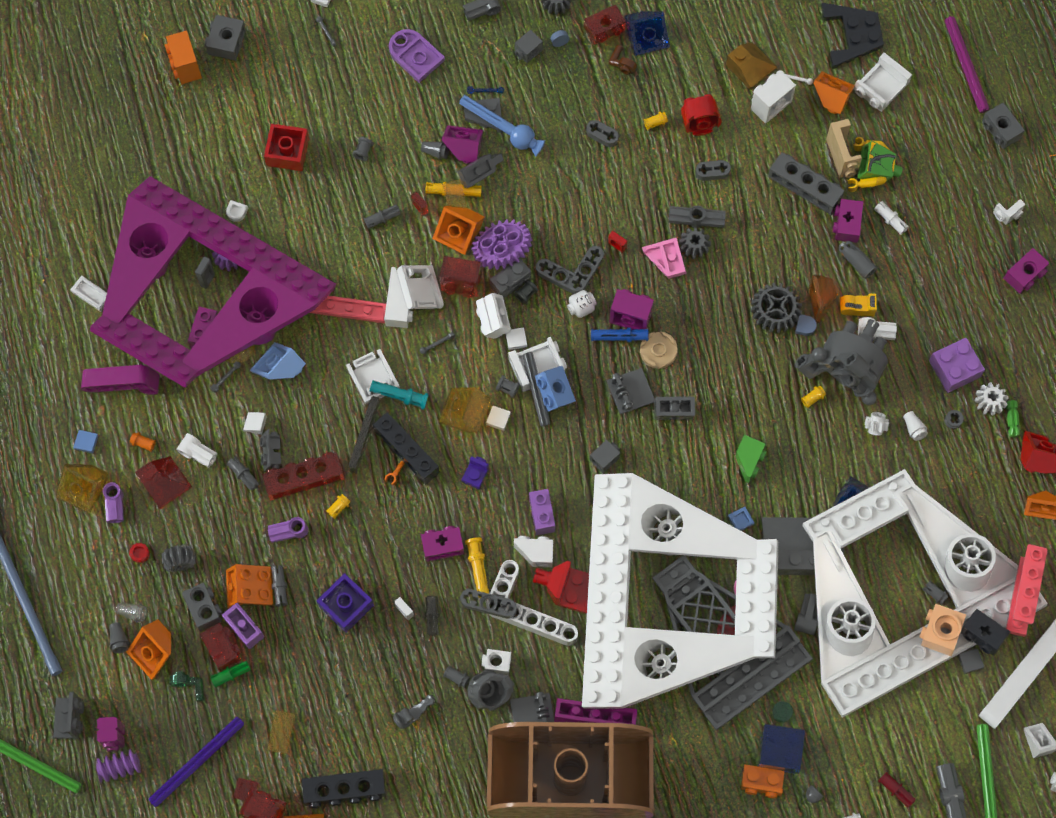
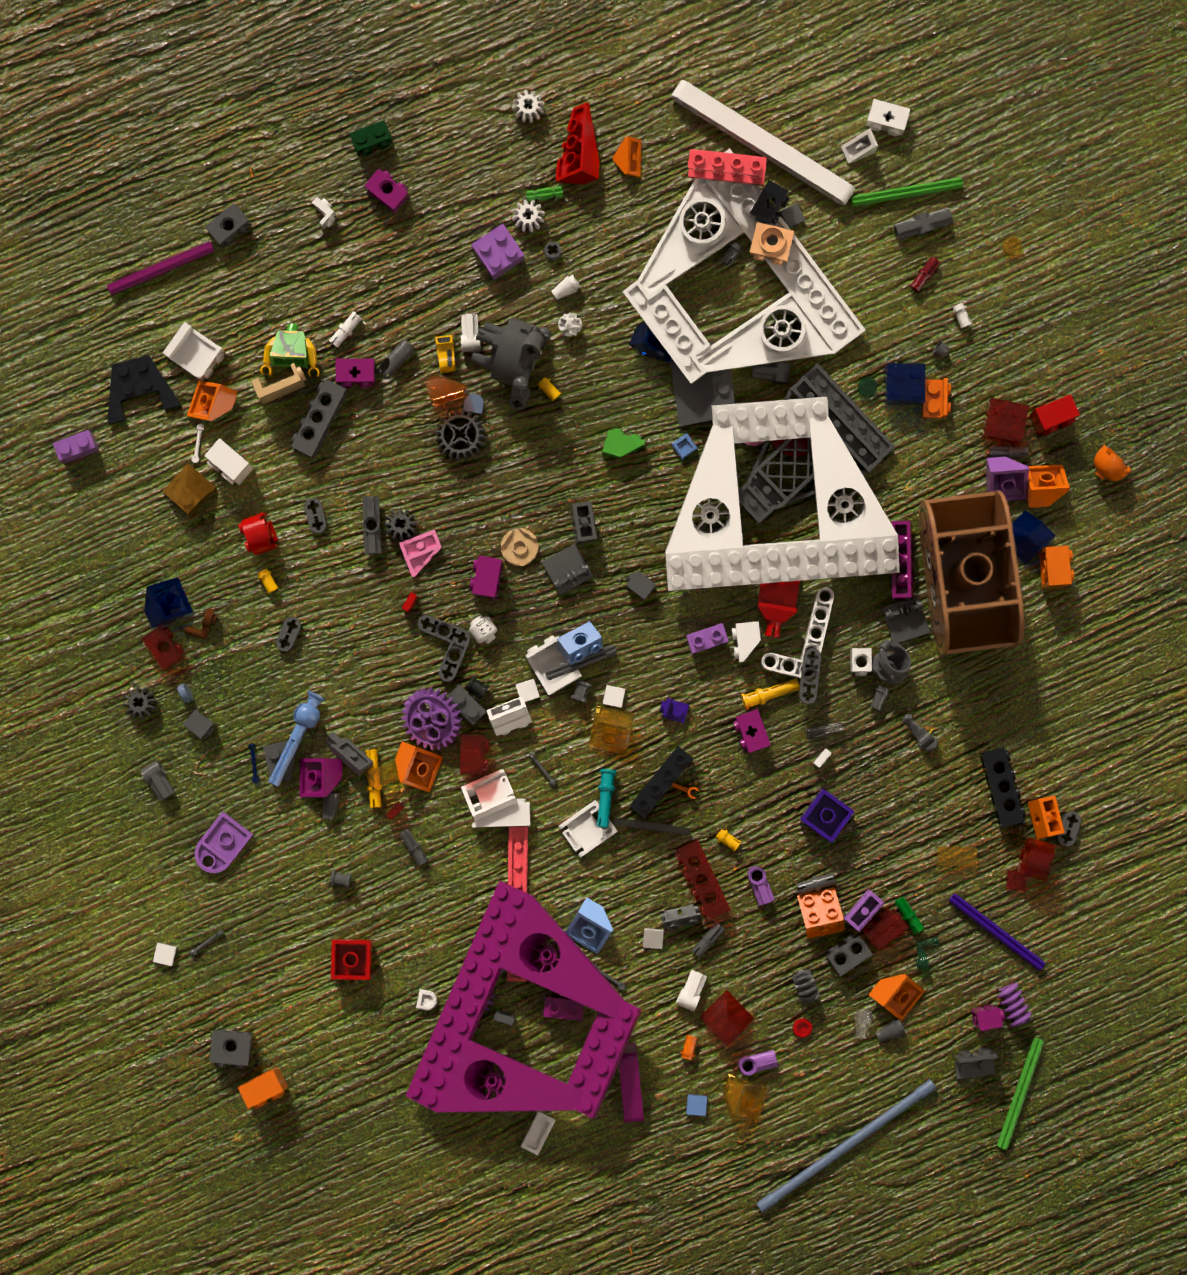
camera: 100 degrees left, 15 degrees up
(620, 334) = (511, 586): blue pin -> none

